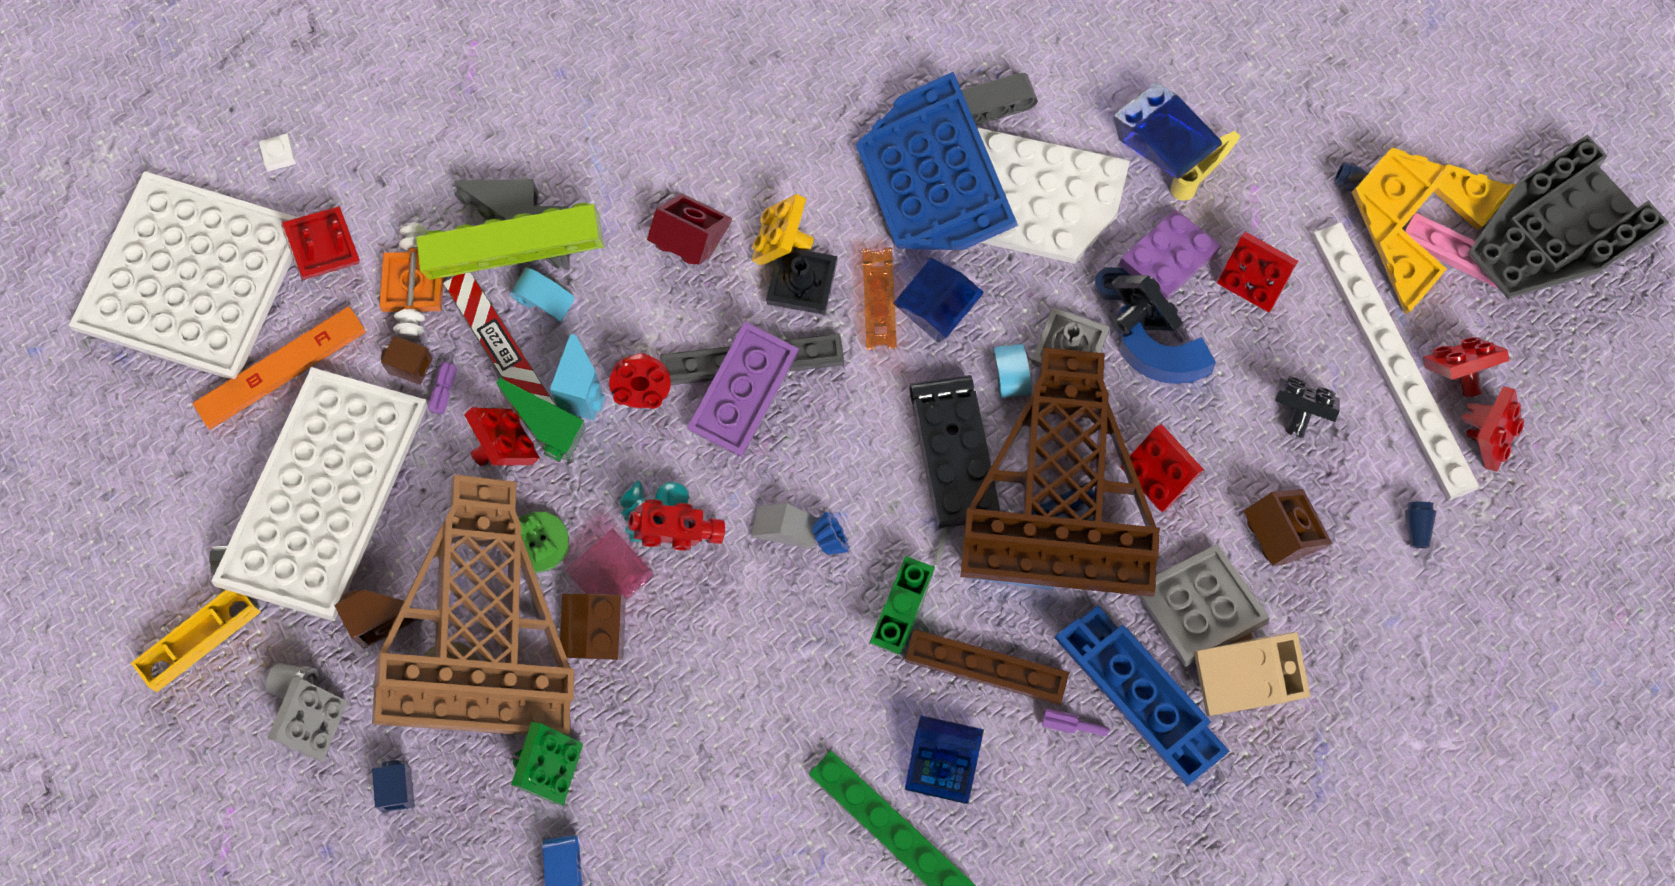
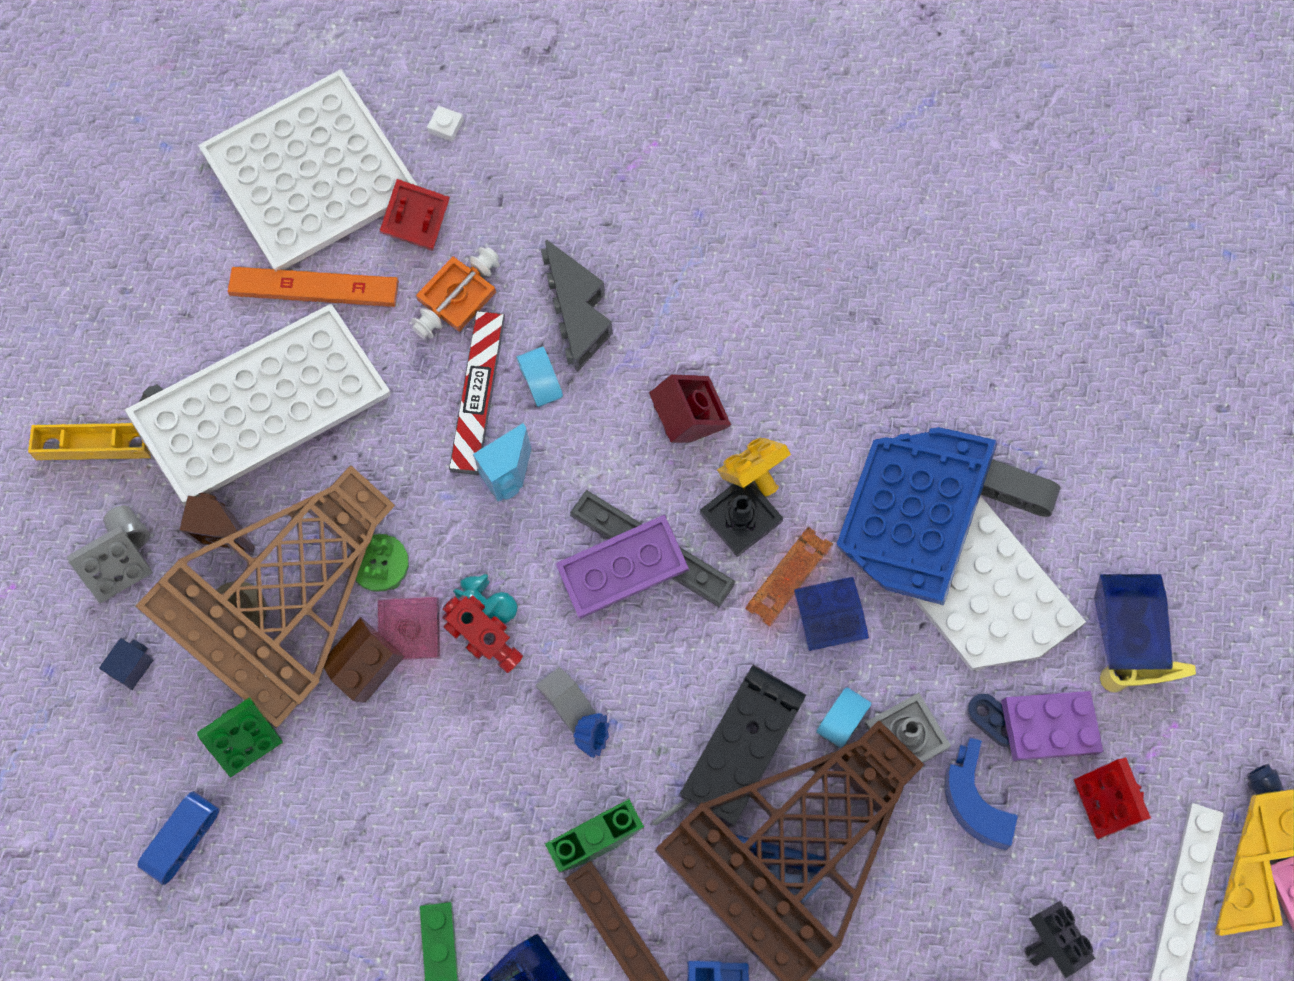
camera: 40 degrees right, 0 degrees up
(406, 360) = (401, 350): reddish brown brick -> none
(444, 383) = (405, 394): medium lavender piece -> none
(500, 437) = (415, 462): red plate -> none
(510, 241) = (544, 317): lime brick -> none
(551, 426) = (451, 477): green slope -> none
(639, 381) = (551, 498): red plate -> none
(1146, 306) = (989, 752): black plate -> none
(1164, 467) = (893, 896): red plate -> none

